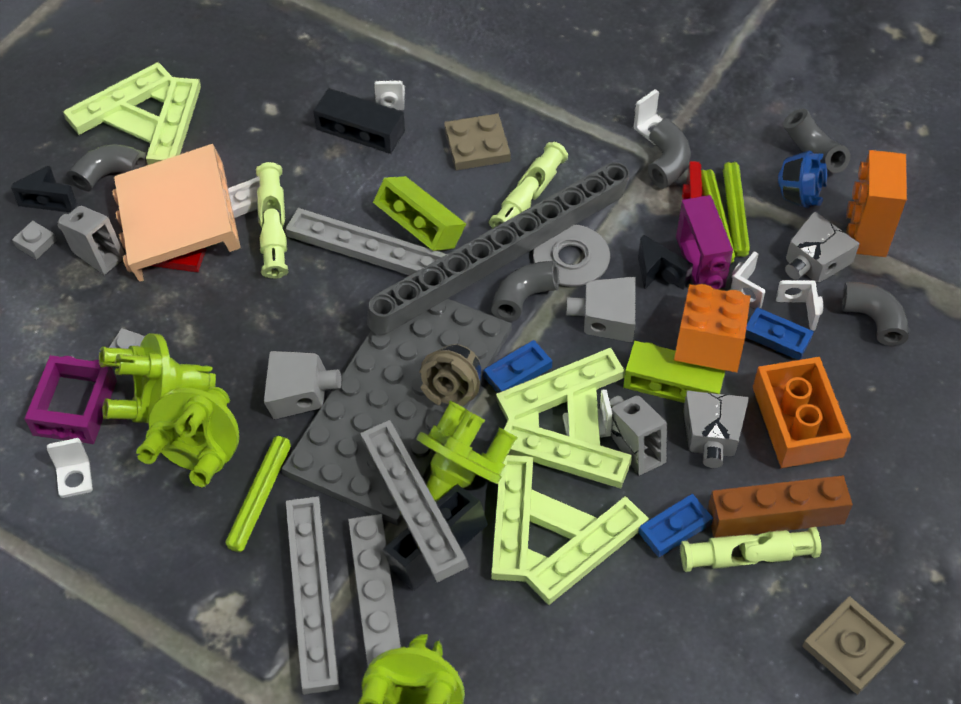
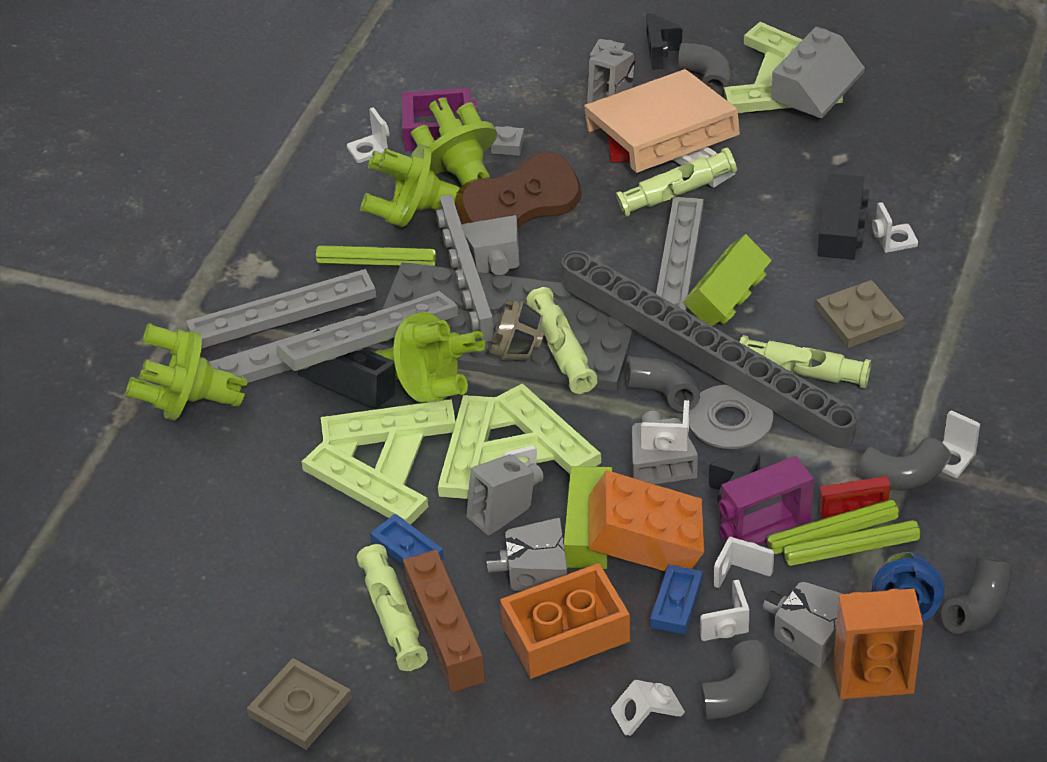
camera: 80 degrees right, 10 degrees down
(173, 86) = (816, 73): none -> light grey slope
(232, 361) = (537, 187): none -> reddish brown plate
(333, 404) = (467, 274): none -> light grey plate
(493, 344) = (562, 341): none -> yellowish green piece
(518, 367) = (557, 395): blue plate -> none
(622, 278) = (666, 435): none -> white bracket
(888, 370) = (648, 698): none -> white bracket

